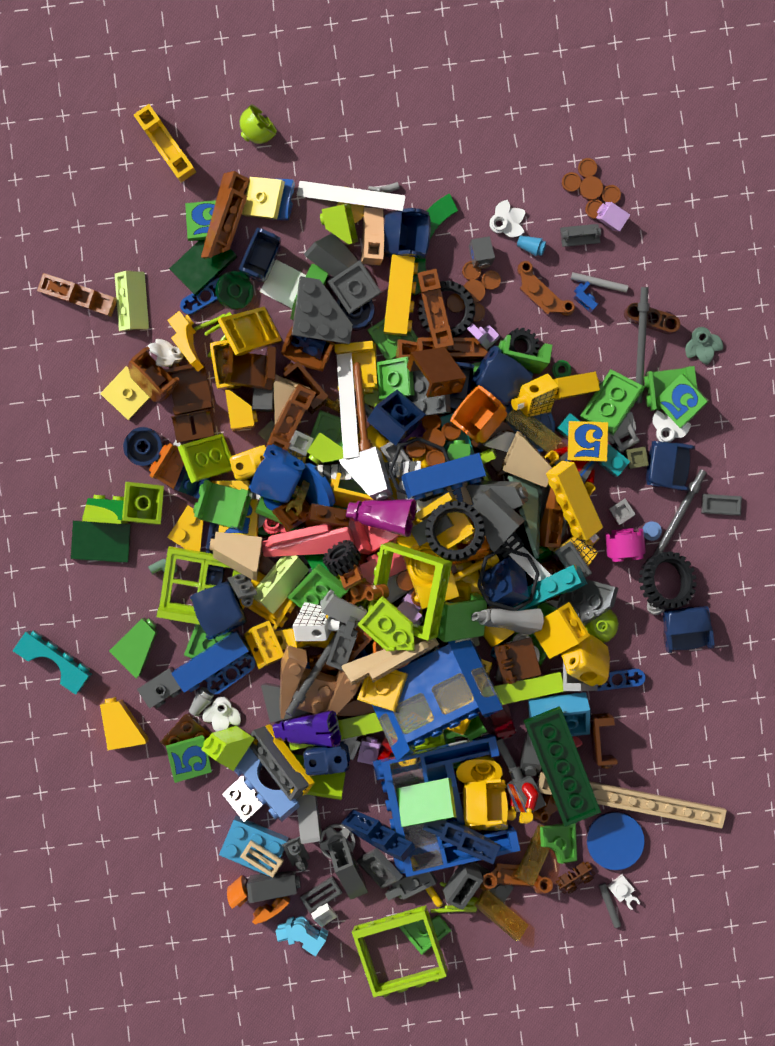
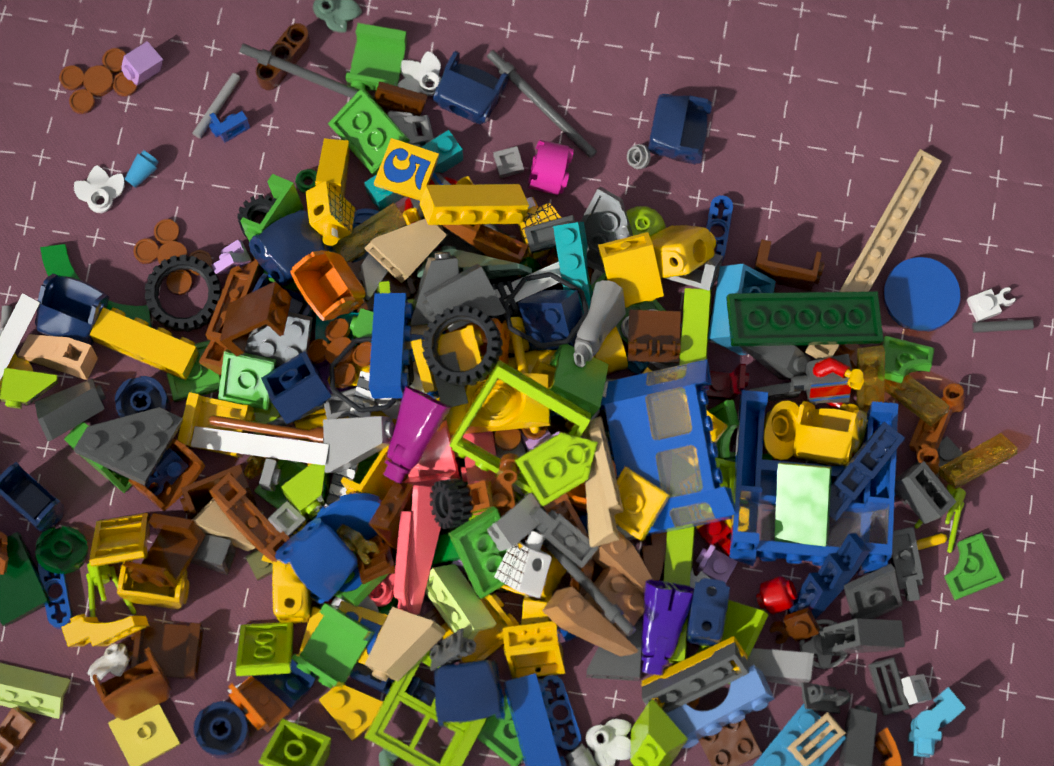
camera: 75 degrees left, 15 degrees down
(183, 426) = (216, 646): reddish brown piece -> none
(240, 412) = (219, 589): yellow slope -> none
(282, 283) = (77, 487): white sticker -> none
(329, 420) = (270, 475): none -> light grey plate
(342, 821) = (797, 624): none -> reddish brown plate
(354, 287) = (113, 391): dark grey tile -> none
(359, 800) = (776, 595): none -> red head
(389, 922) = (1034, 593): lime window -> none
(435, 308) = (176, 304): dark orange slope -> none
(481, 252) = (127, 229): dark grey brick -> none
(540, 294) = (204, 176): dark orange plate -> none
(541, 824) = (872, 364): none -> clear yellow plate
(569, 886) = (953, 344): reddish brown hinge -> none
(580, 235) = (150, 109): dark grey hinge -> none
(637, 457) = (447, 121): olive plate -> none
(644, 416) = (399, 98): none -> reddish brown plate
(652, 531) = (544, 132): medium blue plate -> none
(681, 400) = (395, 49): bright green tile -> none
(685, 575) = (611, 111): black tyre -> none
(721, 504) = (538, 46): dark grey tile -> none

